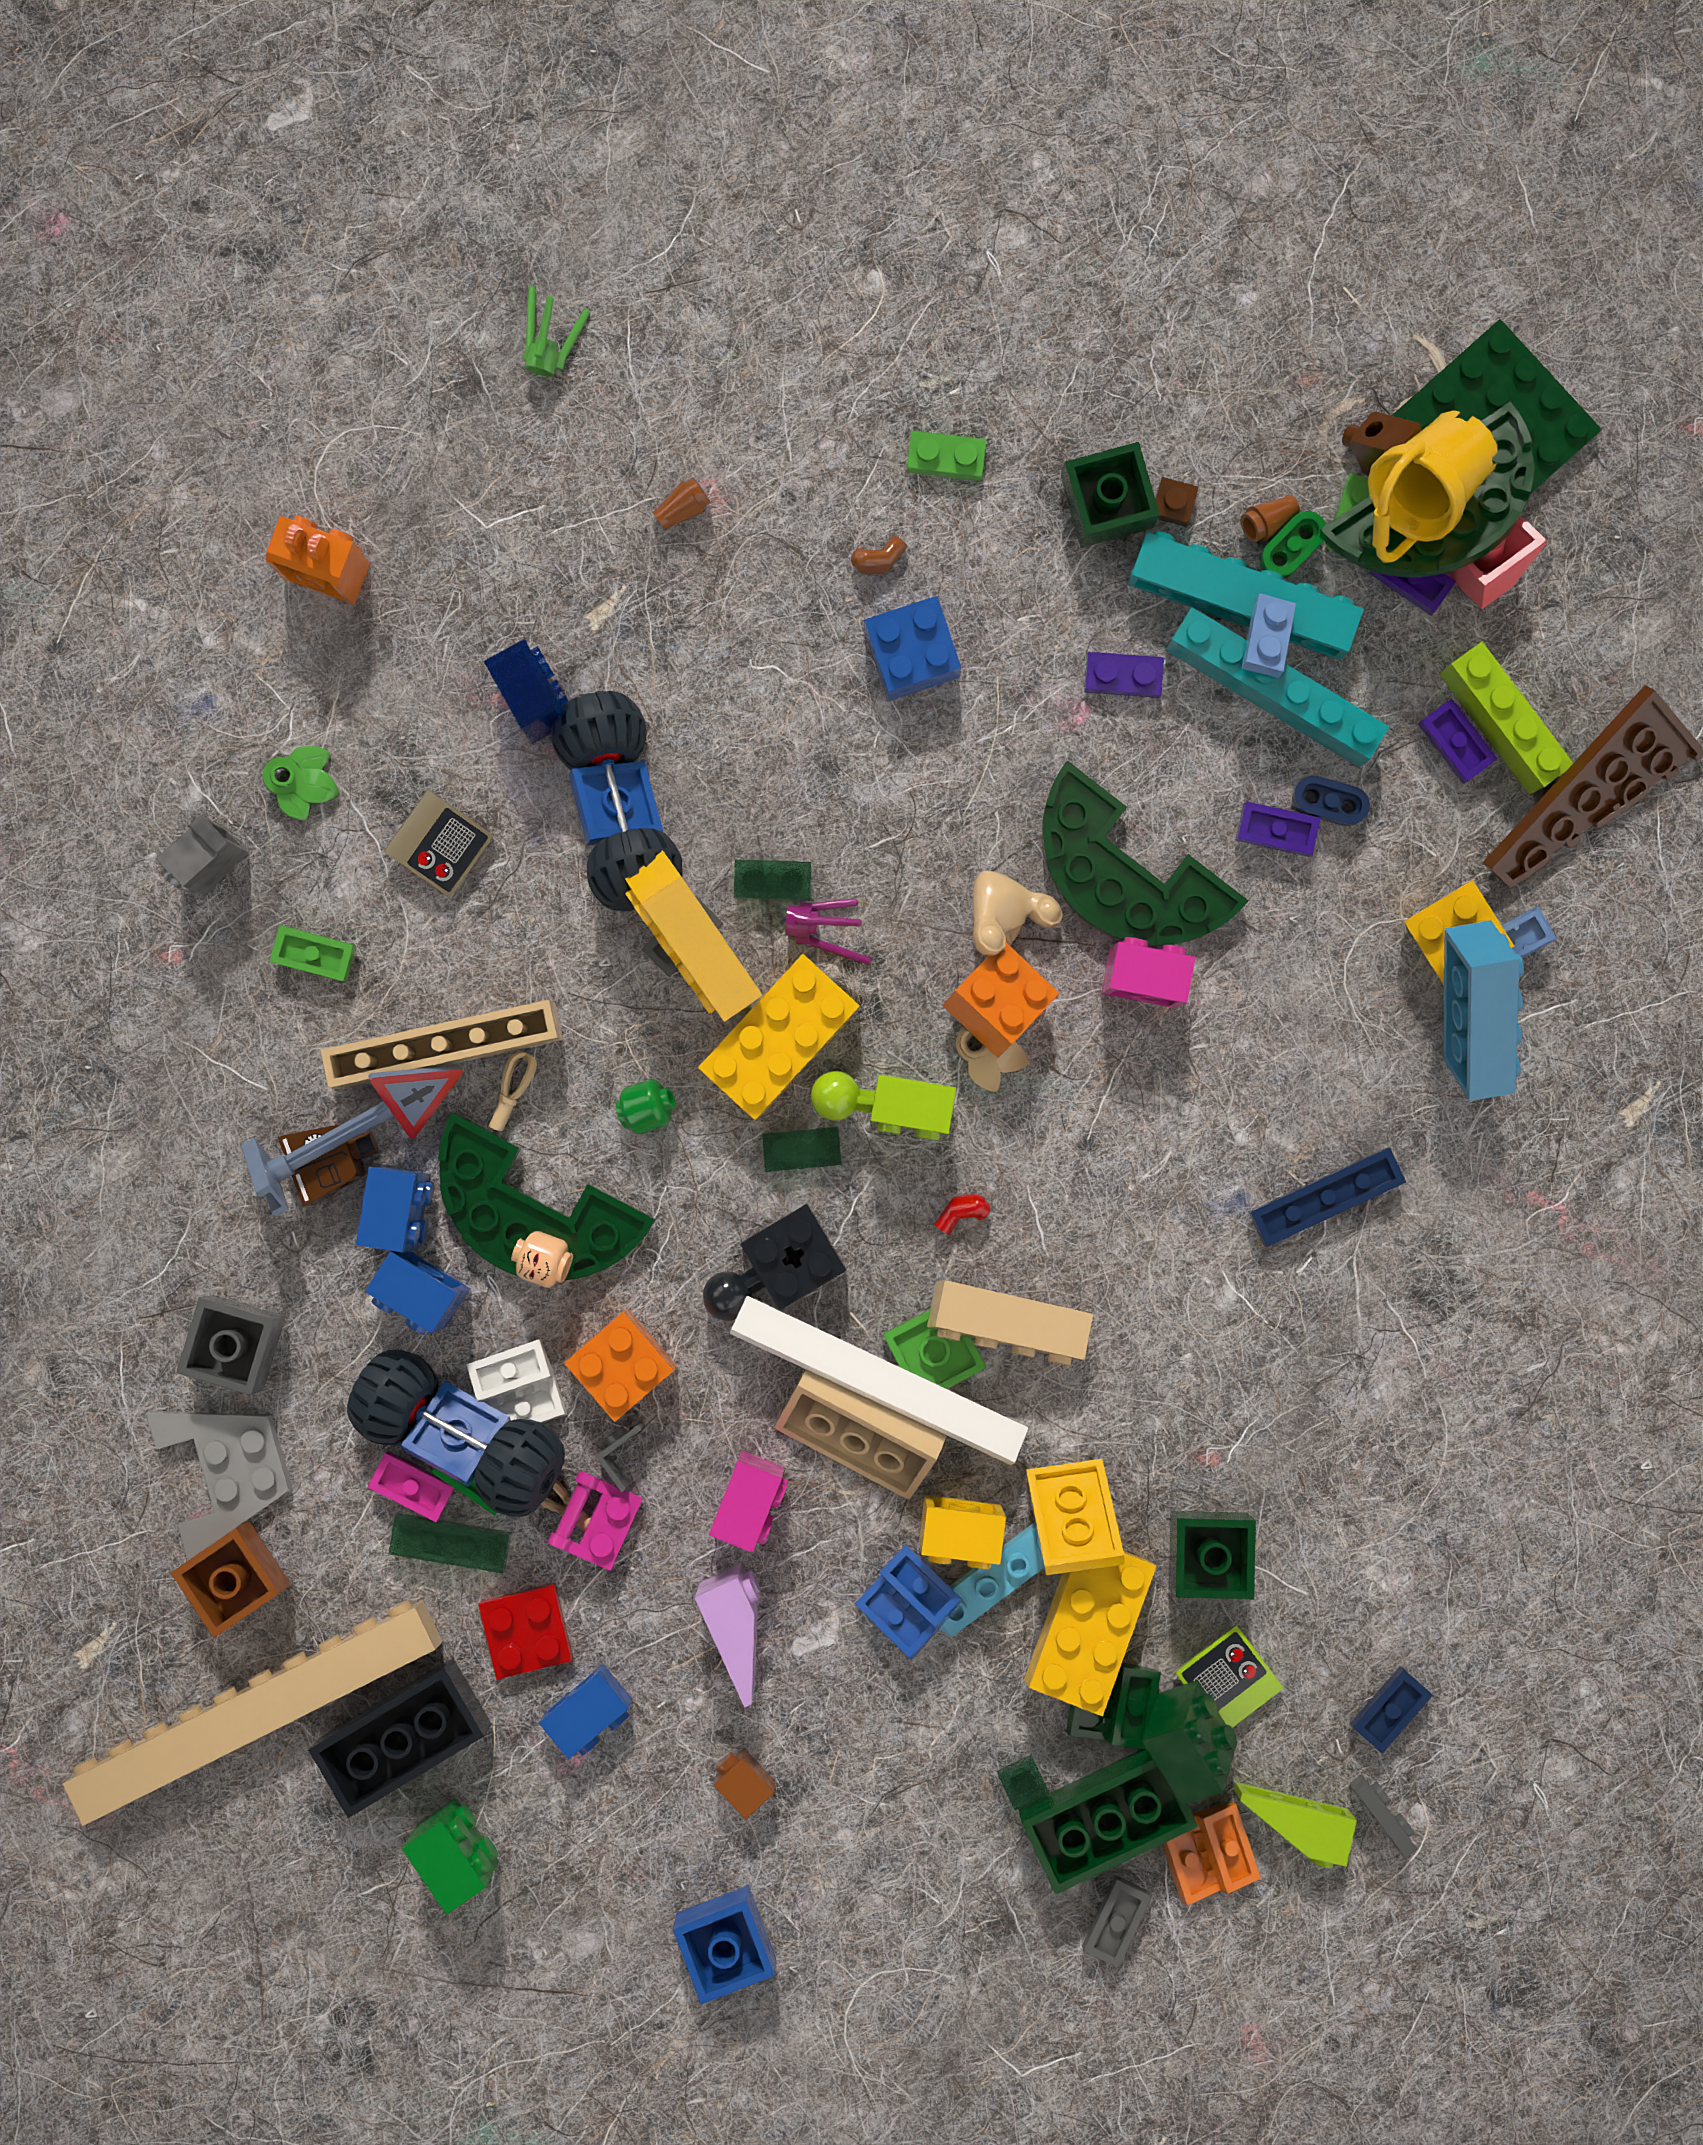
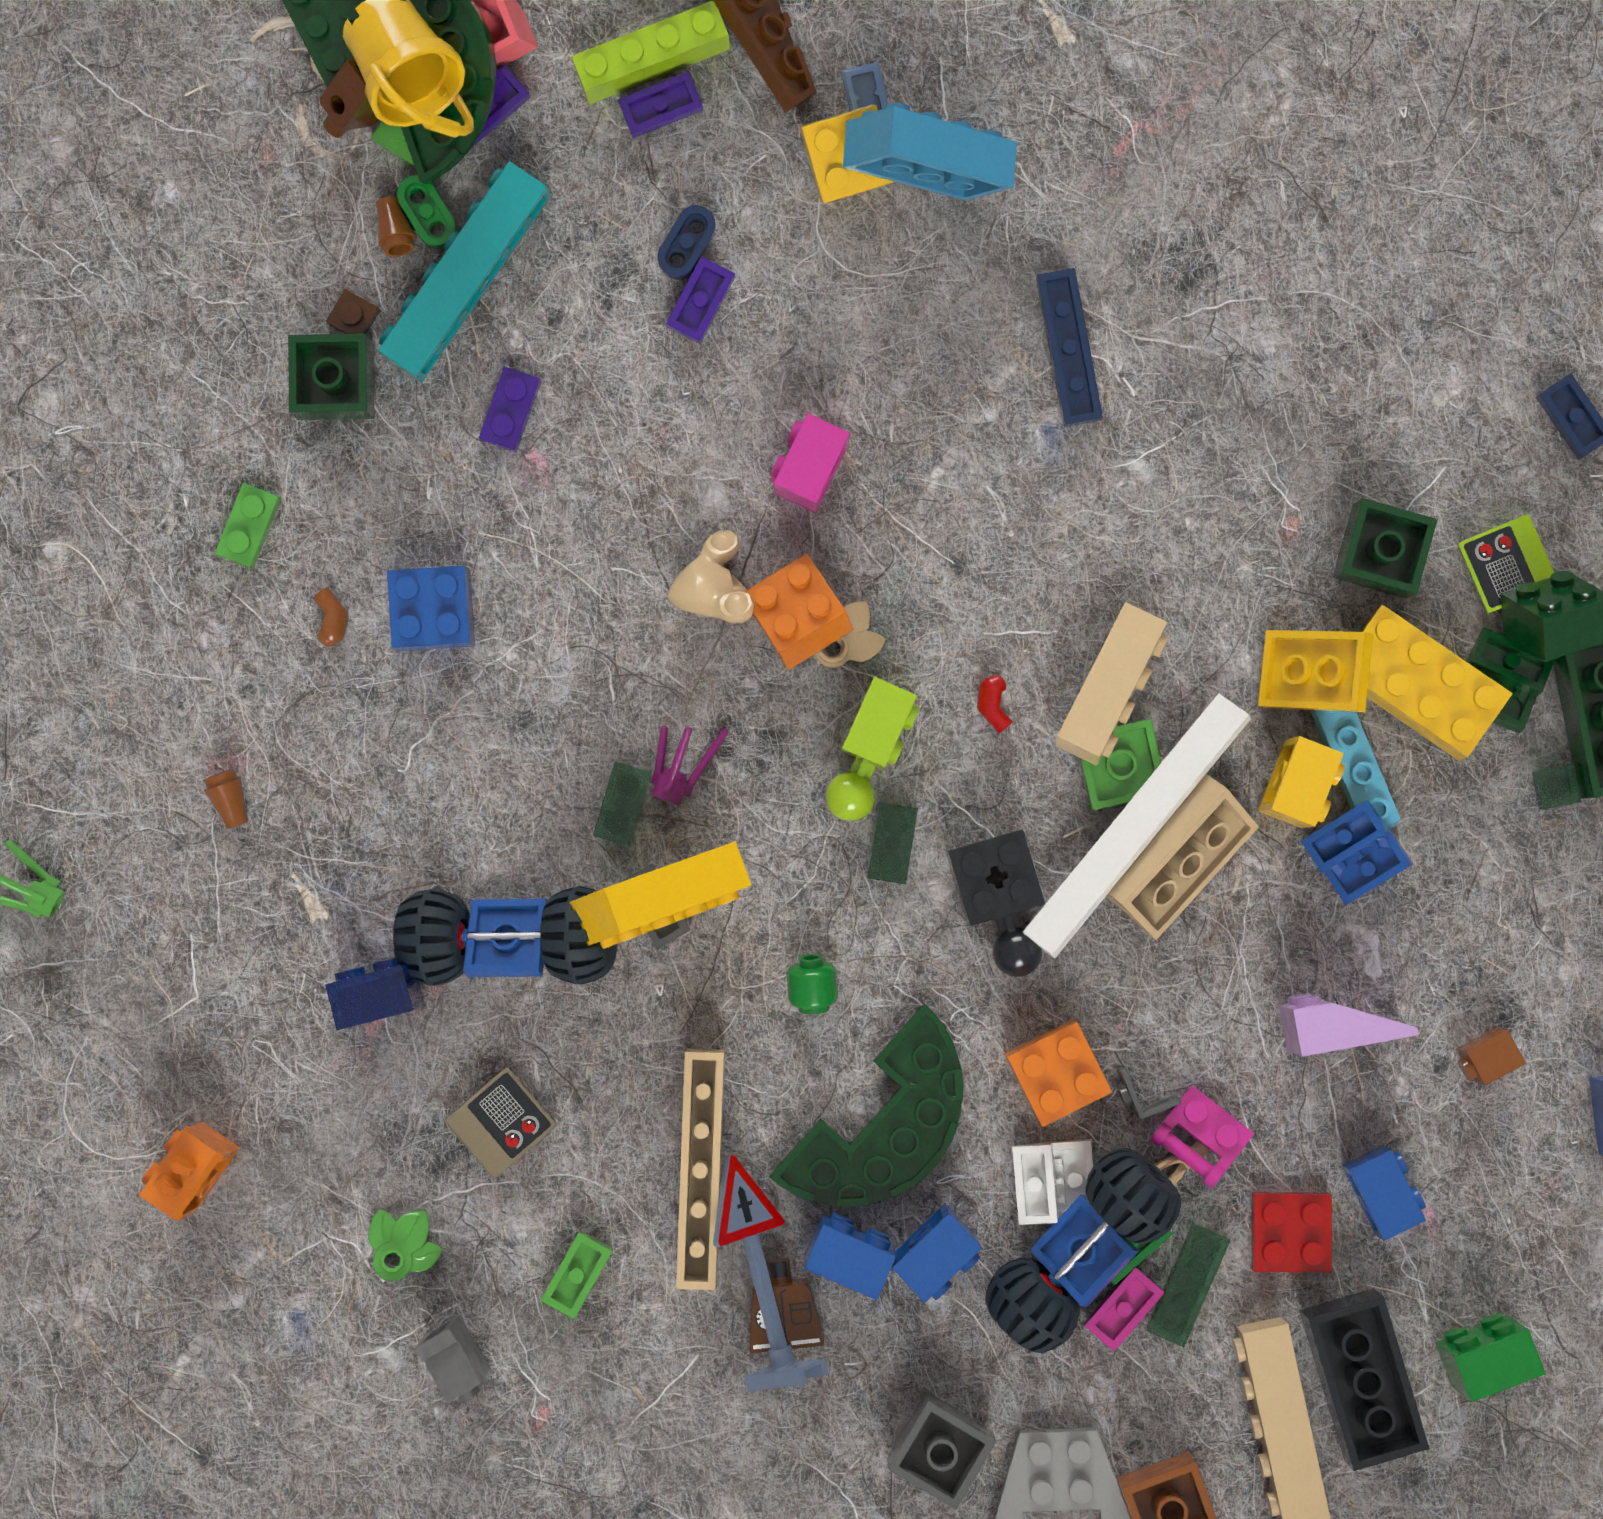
camera: 75 degrees left, 0 degrees up
(507, 1100) = (770, 1120): tan piece -> none
(542, 1259) = (936, 1122): light nougat head -> none
(747, 1501) = (1220, 982): dark pink brick -> none
(779, 1037) = (778, 836): yellow brick -> none
(1110, 886) = (717, 474): dark green plate -> none
(1268, 635) = (512, 259): medium blue plate -> none
(1289, 698) = (563, 265): teal brick -> none

